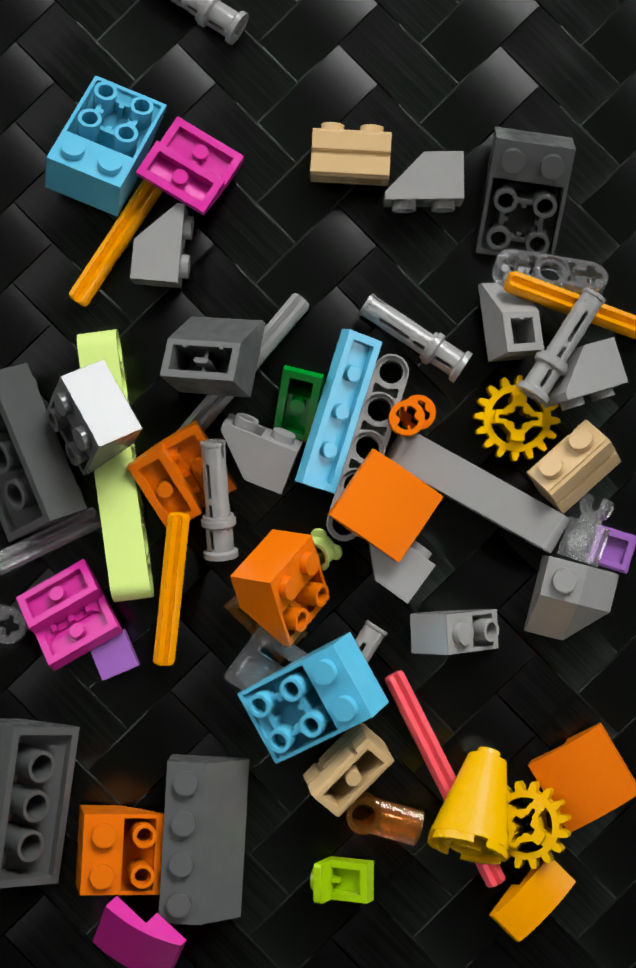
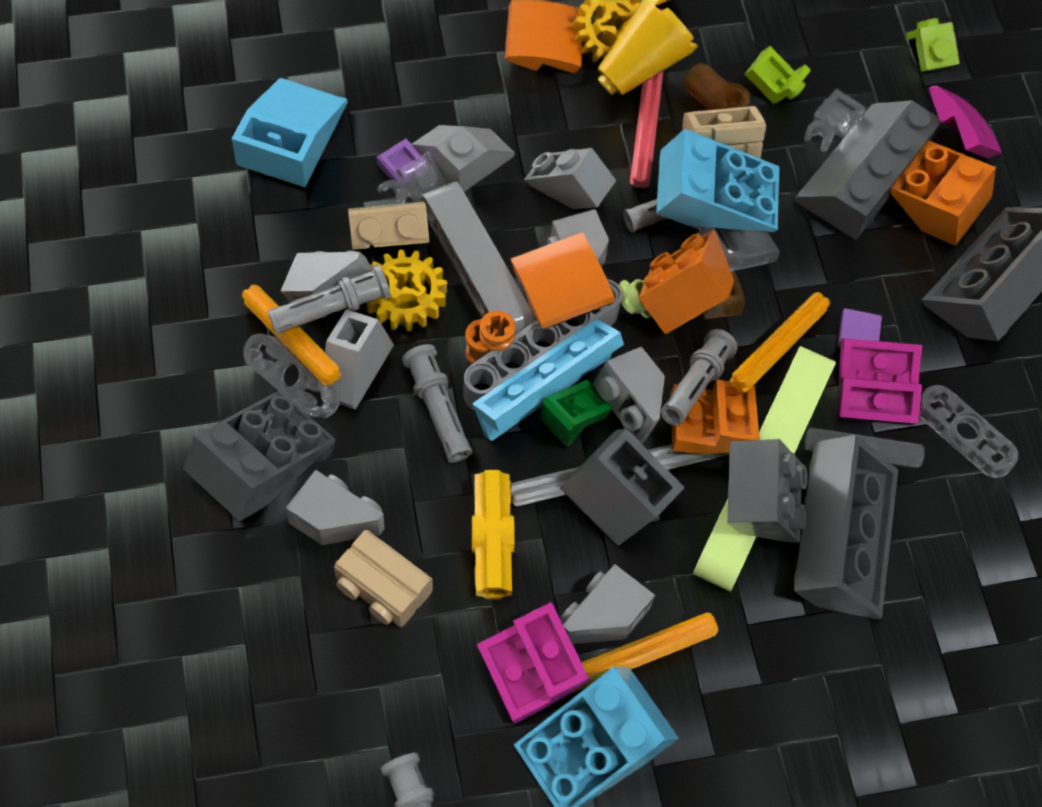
camera: 155 degrees left, 25 degrees down
(262, 873) = (836, 117): none -> clear plate
(292, 252) = (493, 535): none -> yellow piece

